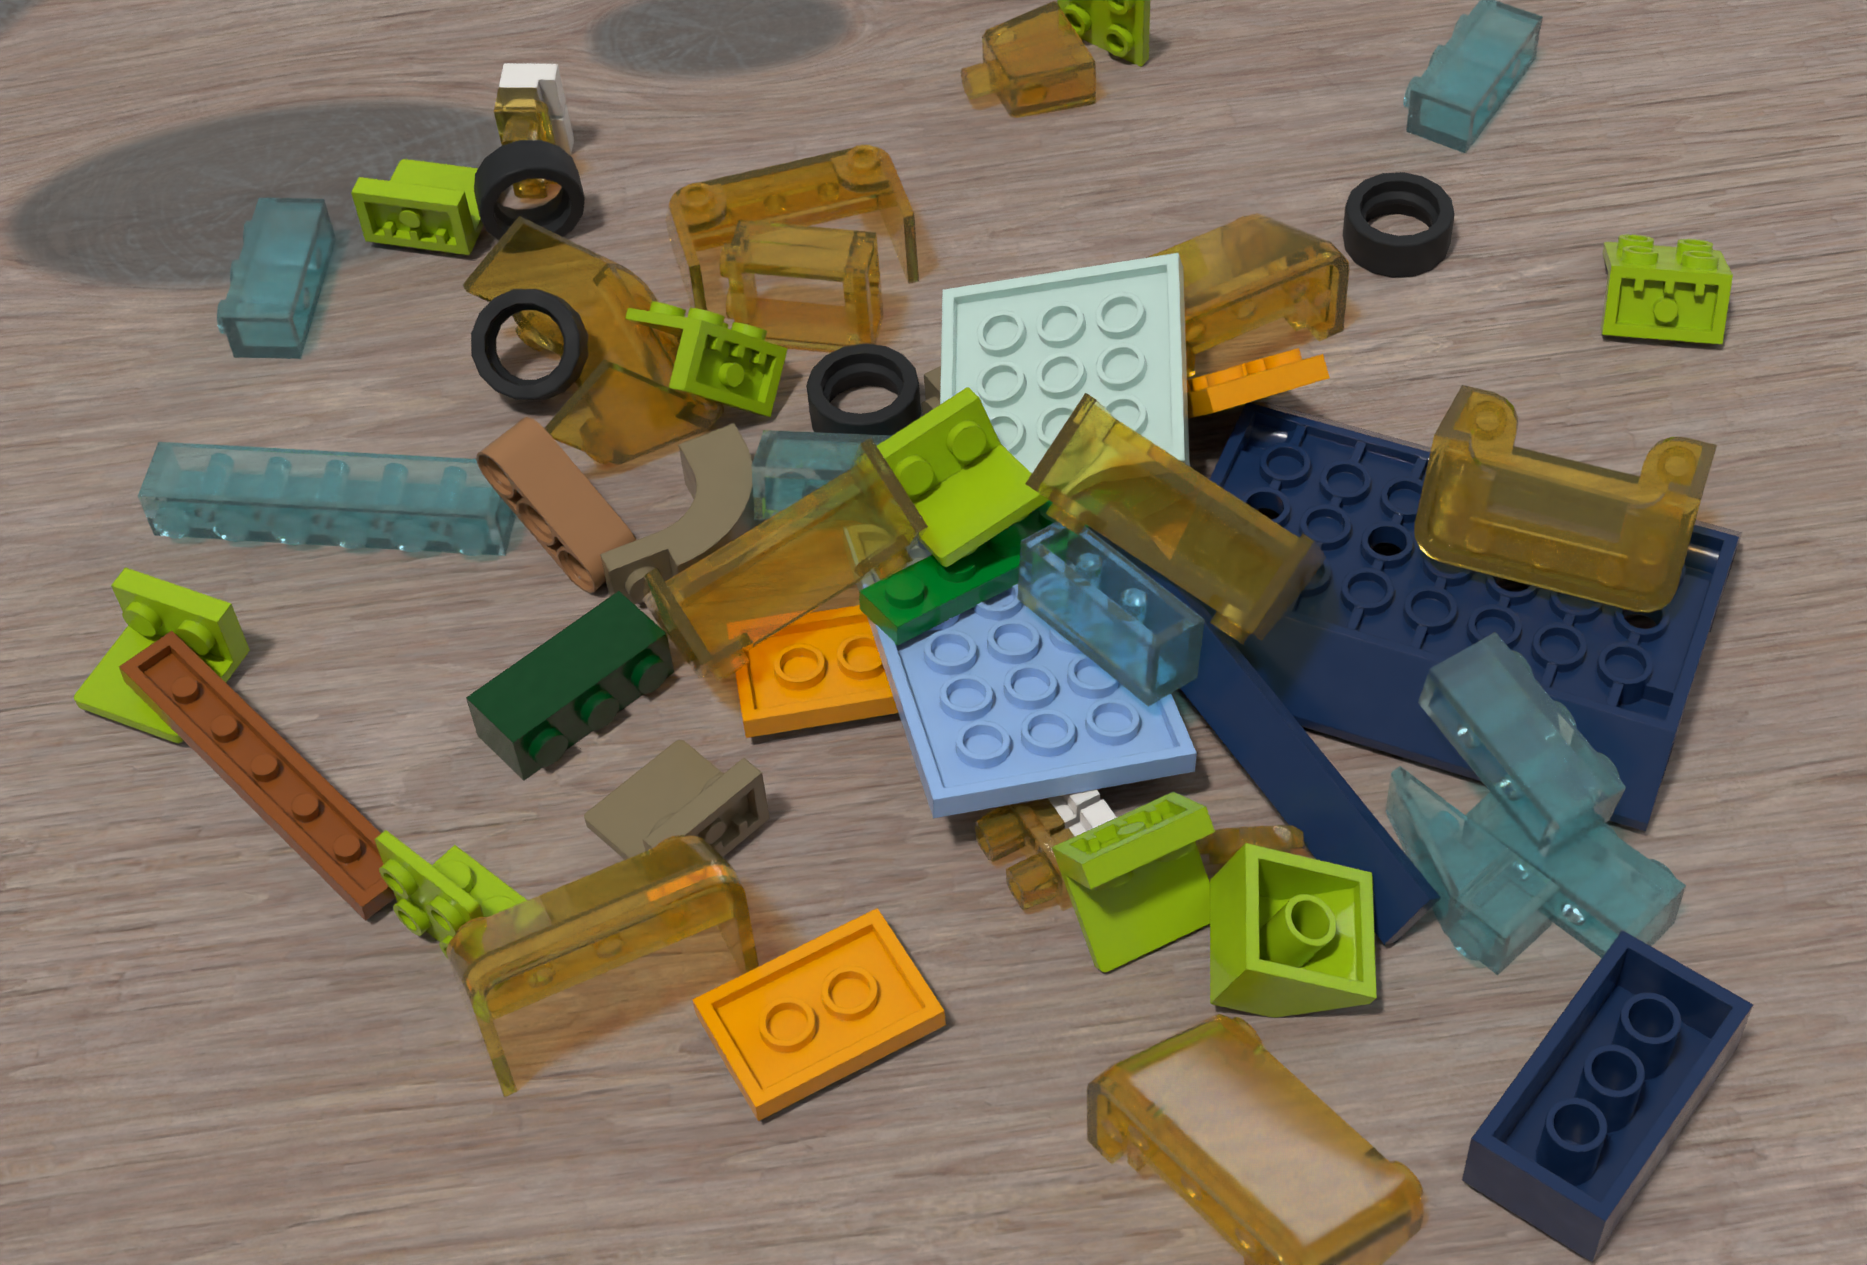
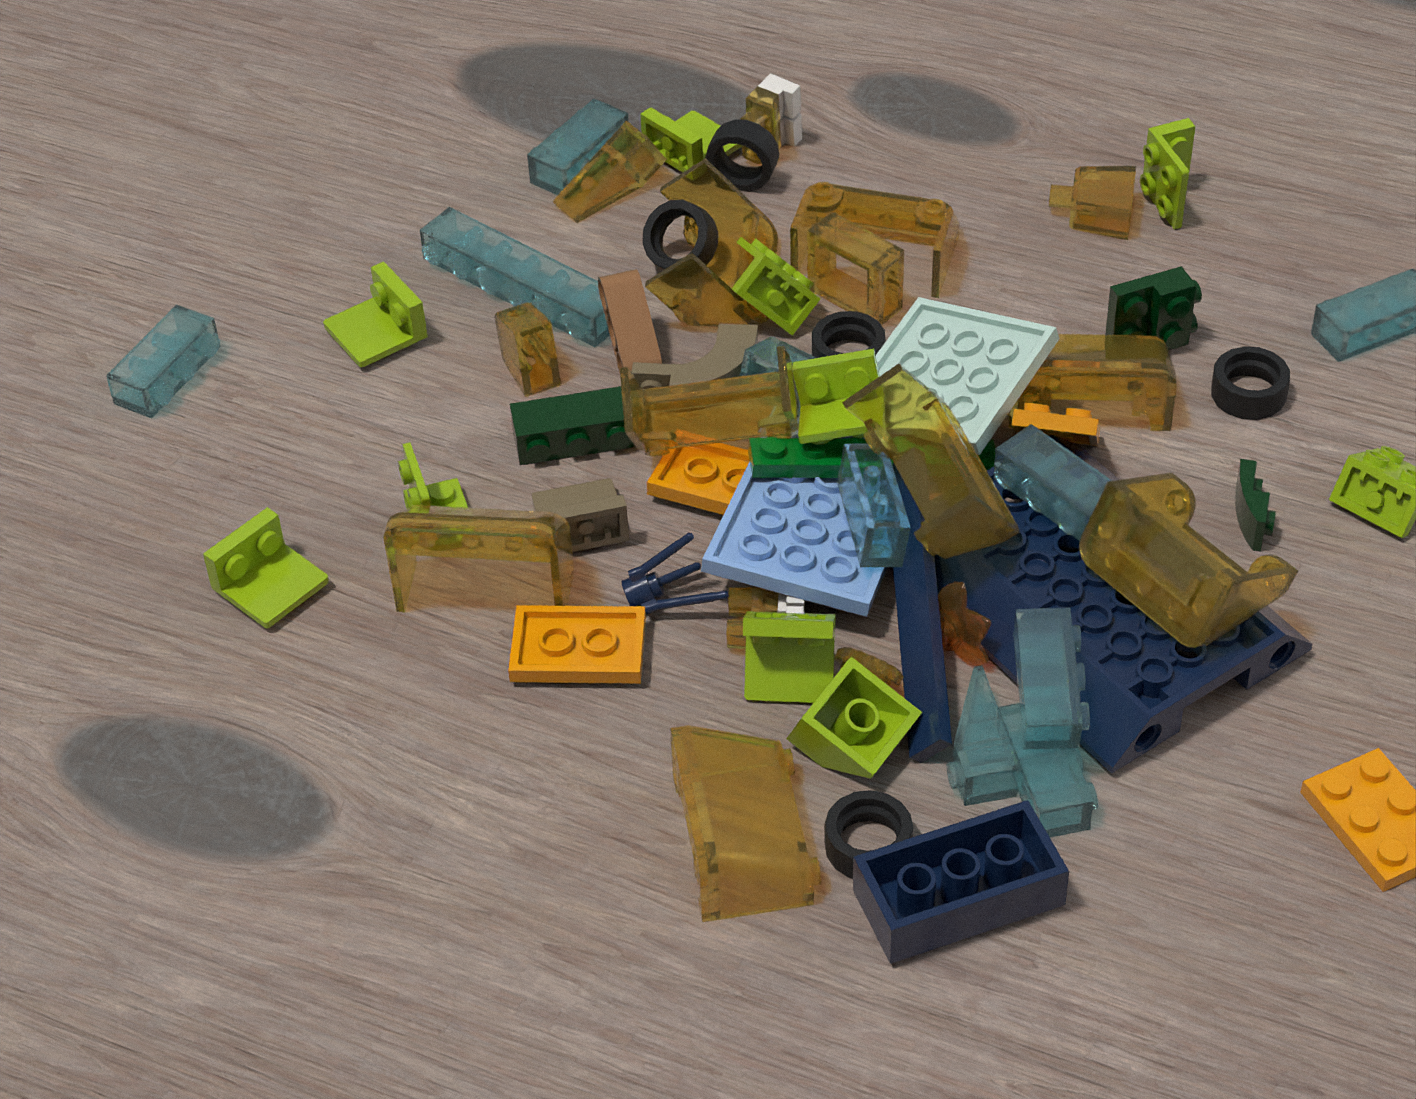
camera: 30 degrees right, 5 degrees down
(262, 770) = (386, 392): dark orange plate -> none
(266, 1143) = (262, 572): none -> lime bracket
(354, 296) = (611, 174): none -> clear yellow slope
(424, 599) = (528, 333): none -> clear yellow torso
(855, 879) = (646, 588): none -> dark blue plant
(1230, 175) = (1155, 307): none -> dark green plate
(1325, 466) = (1049, 479): none -> clear light blue brick
(1333, 722) = (962, 627): none -> clear orange plate
(1433, 1040) = (862, 807): none -> black tyre
(1535, 389) = (1252, 506): none -> dark green slope

